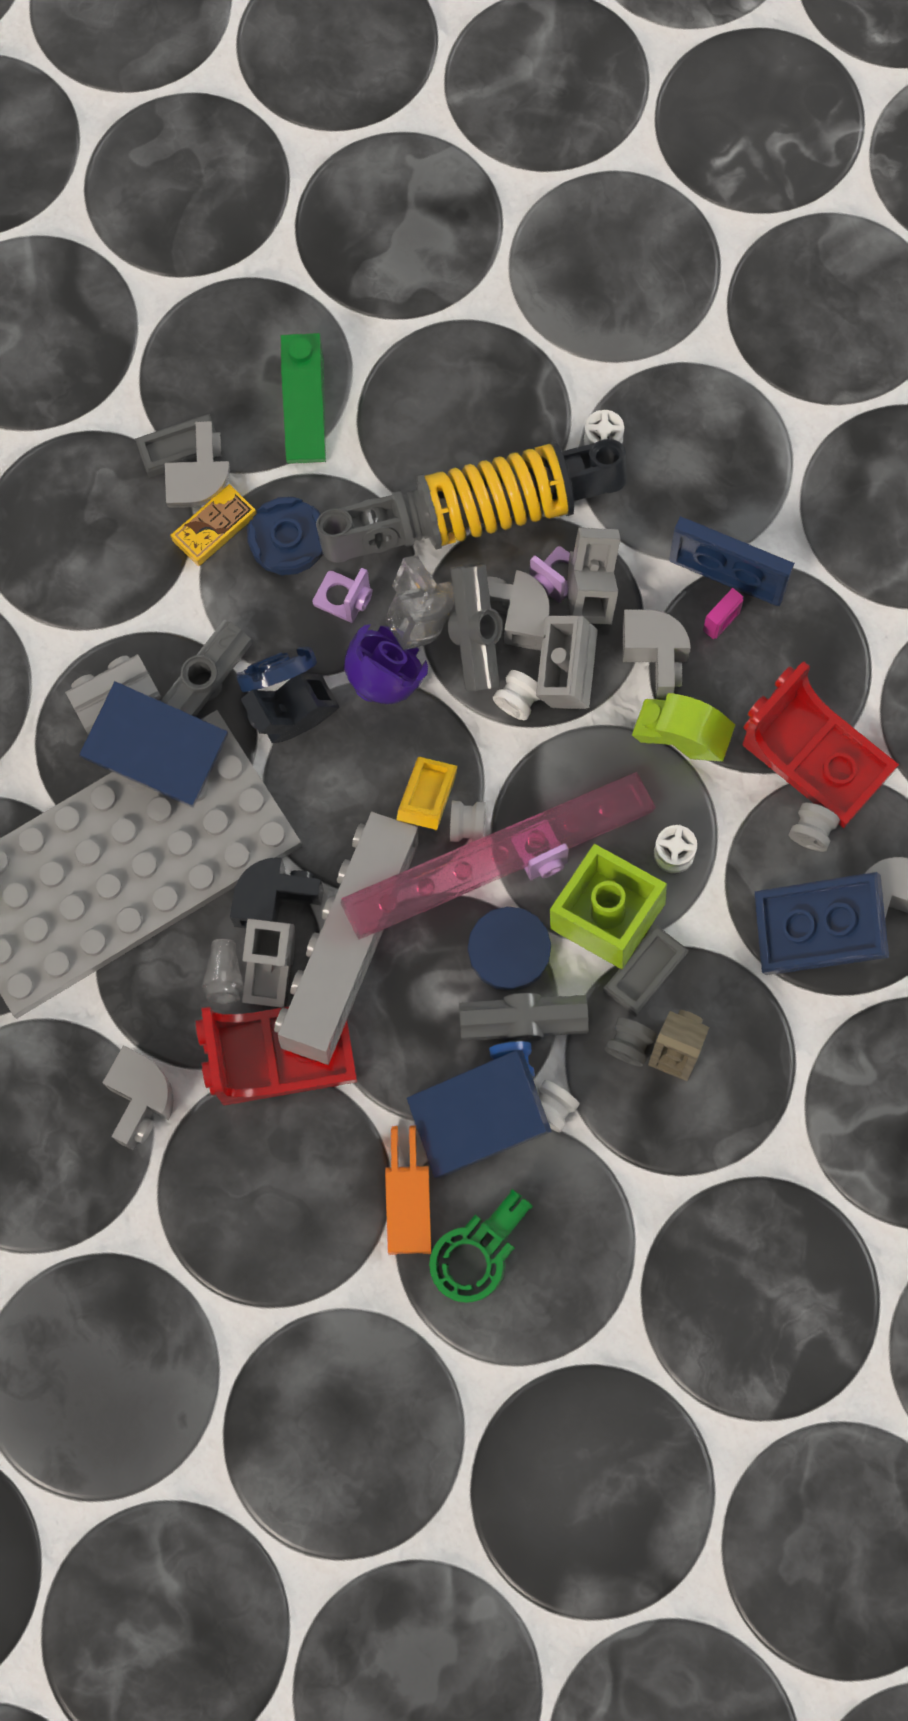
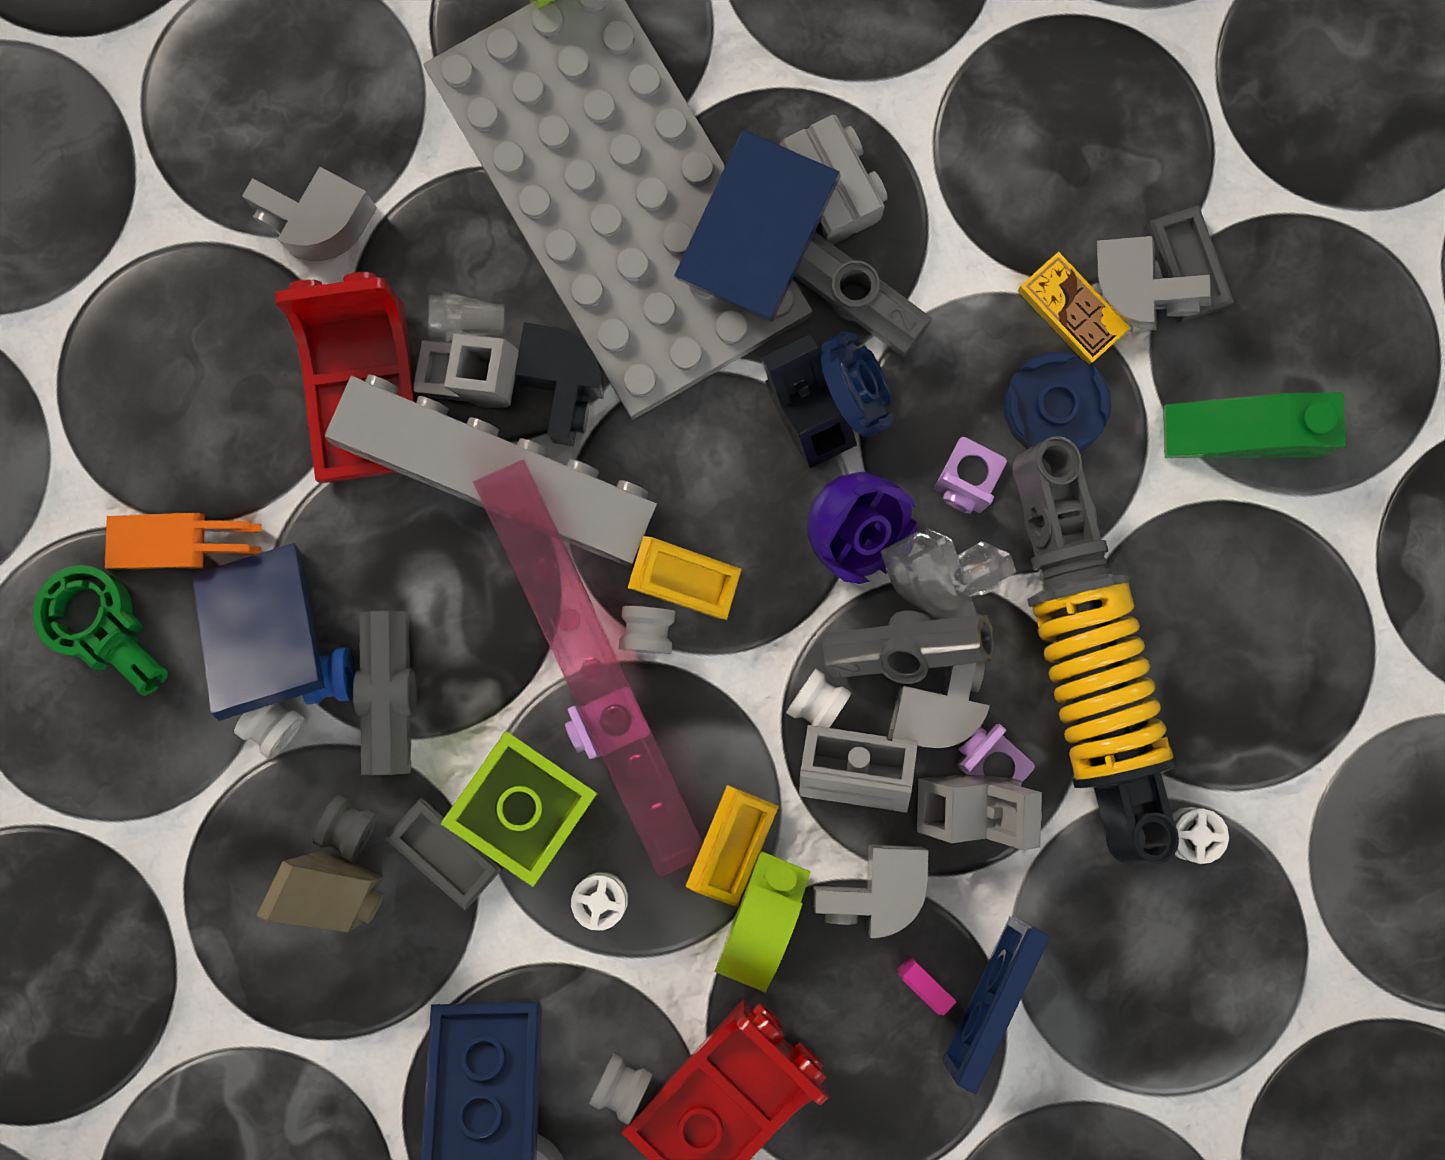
camera: 90 degrees right, 10 degrees up
(509, 948) = (480, 678): dark blue tile -> none
(628, 754) = (732, 846): none -> yellow tile

